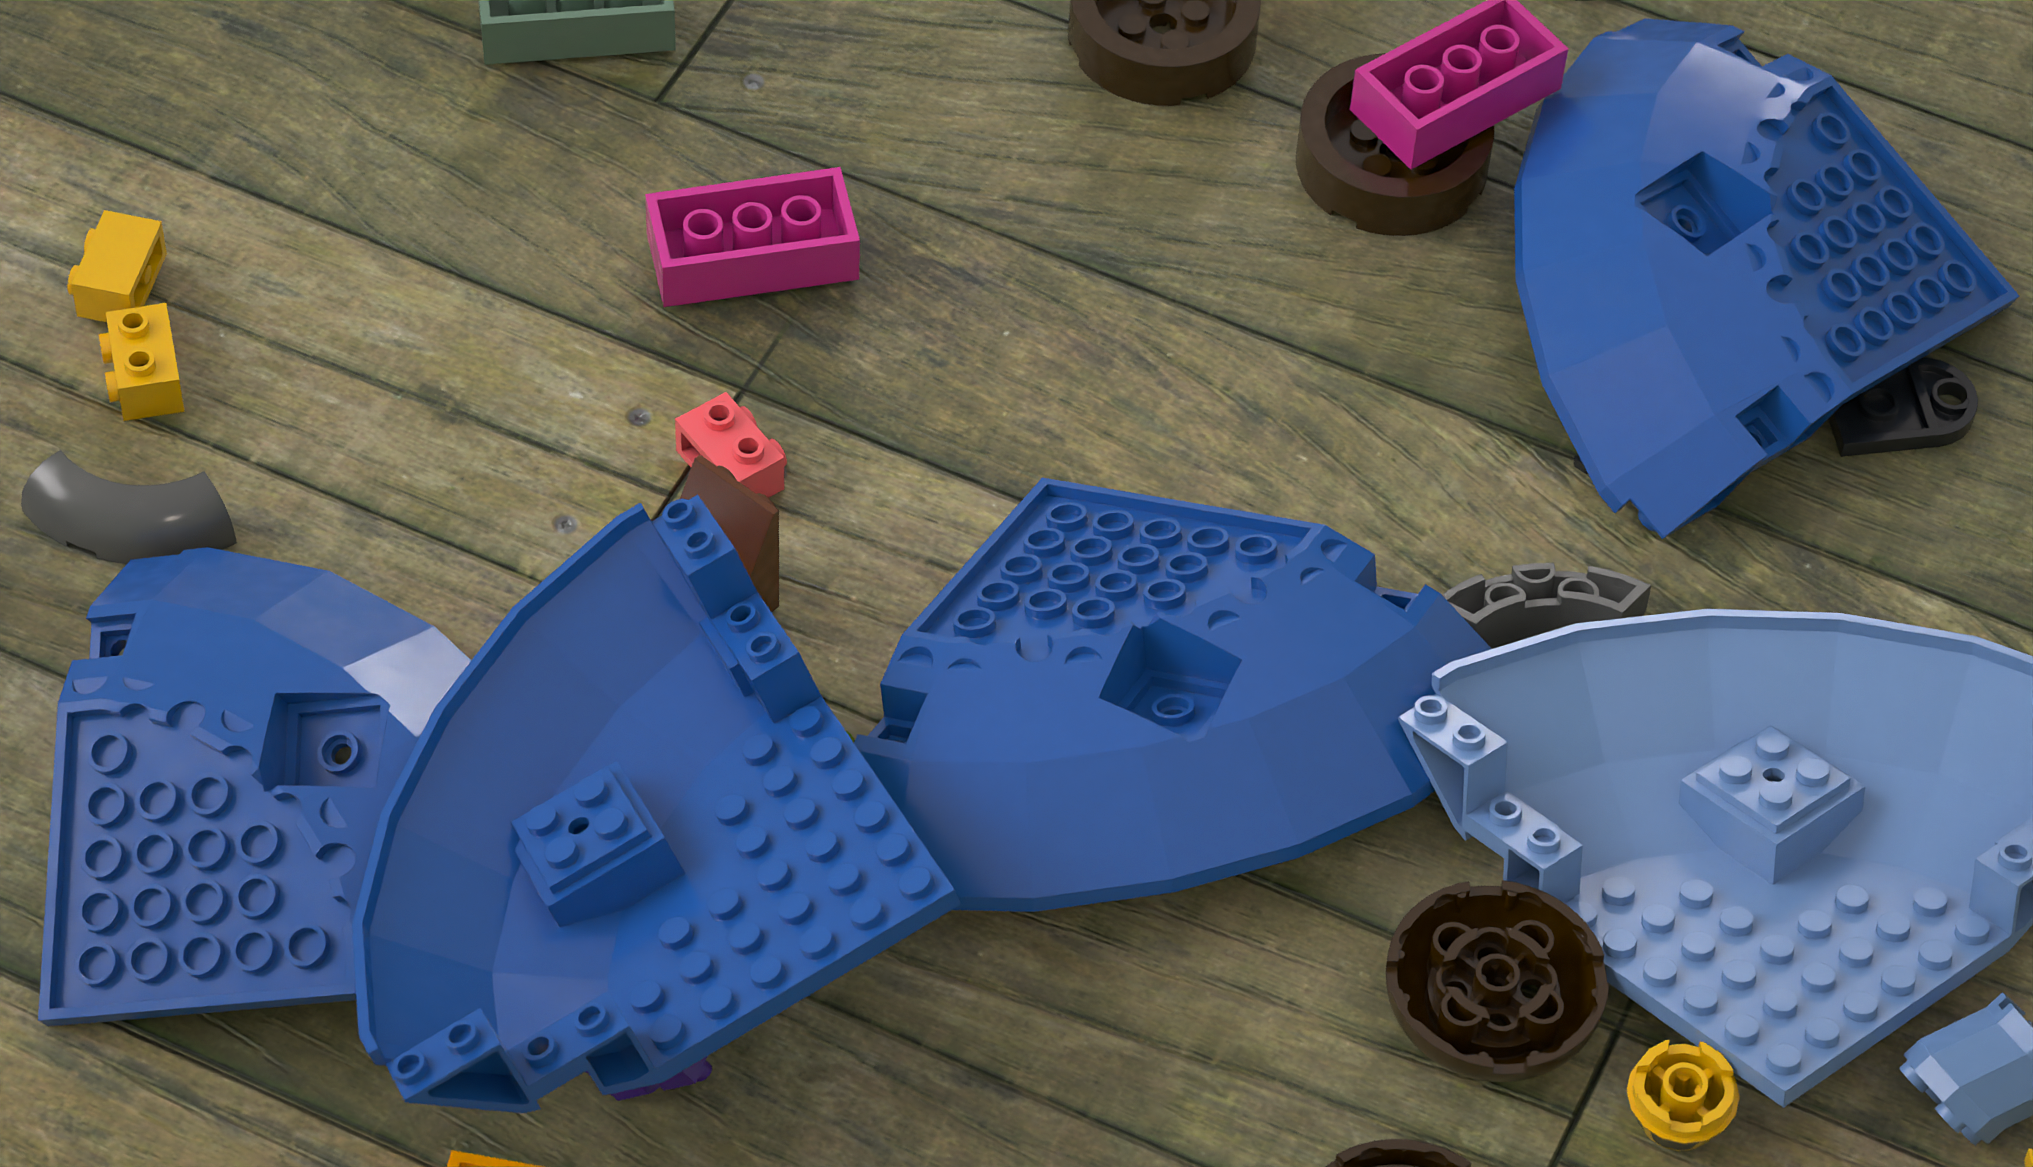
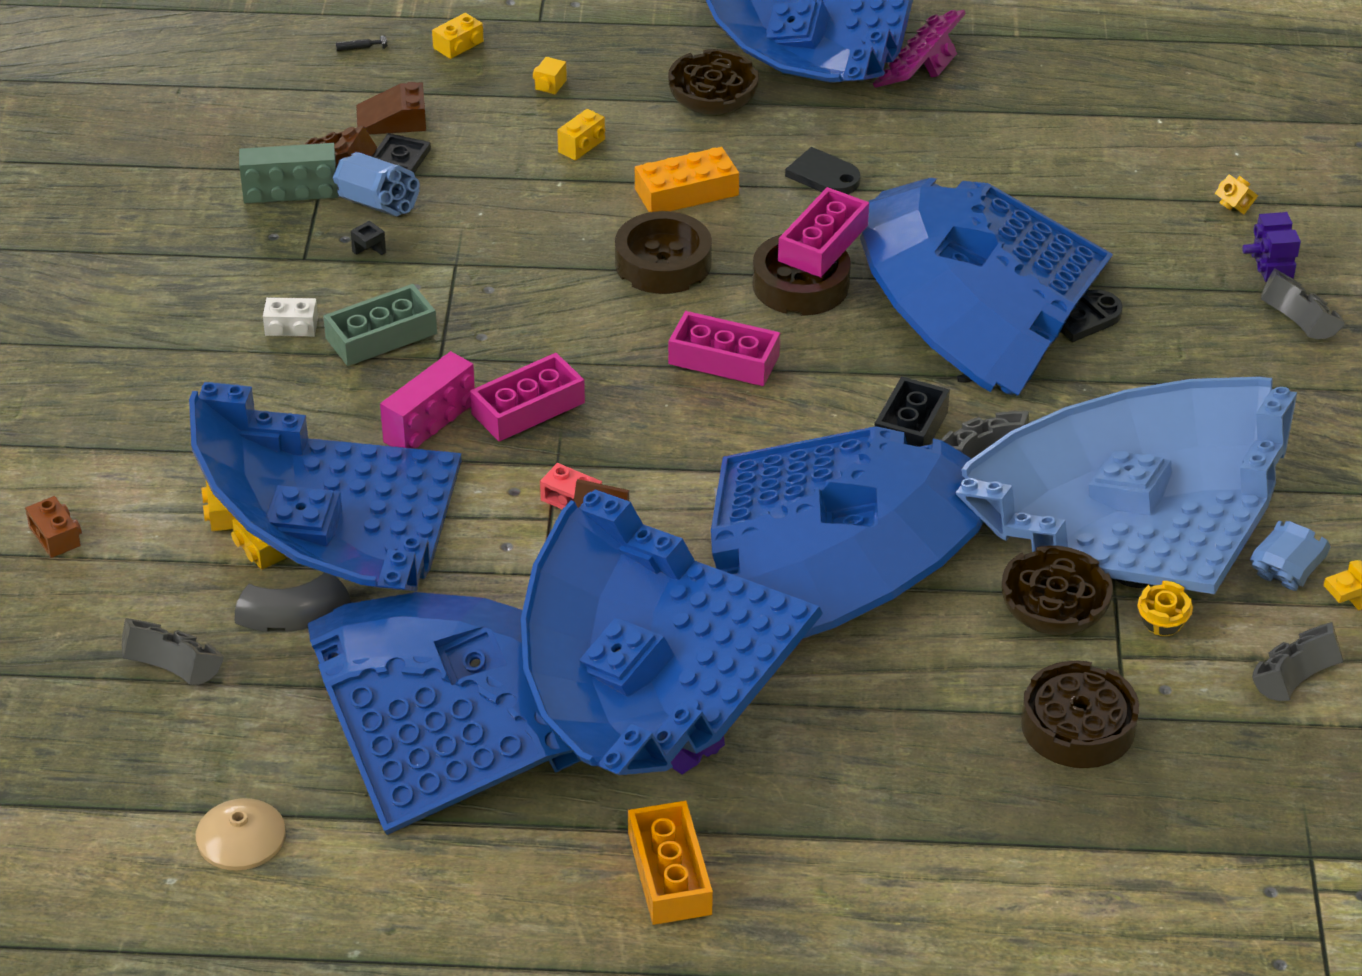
camera: 20 degrees left, 10 degrees down
(354, 341) = (323, 502): none -> blue panel
(564, 191) = (427, 402): none -> dark pink brick
(1161, 255) = (724, 348): none -> dark pink brick
(1432, 515) = (915, 410): none -> black brick

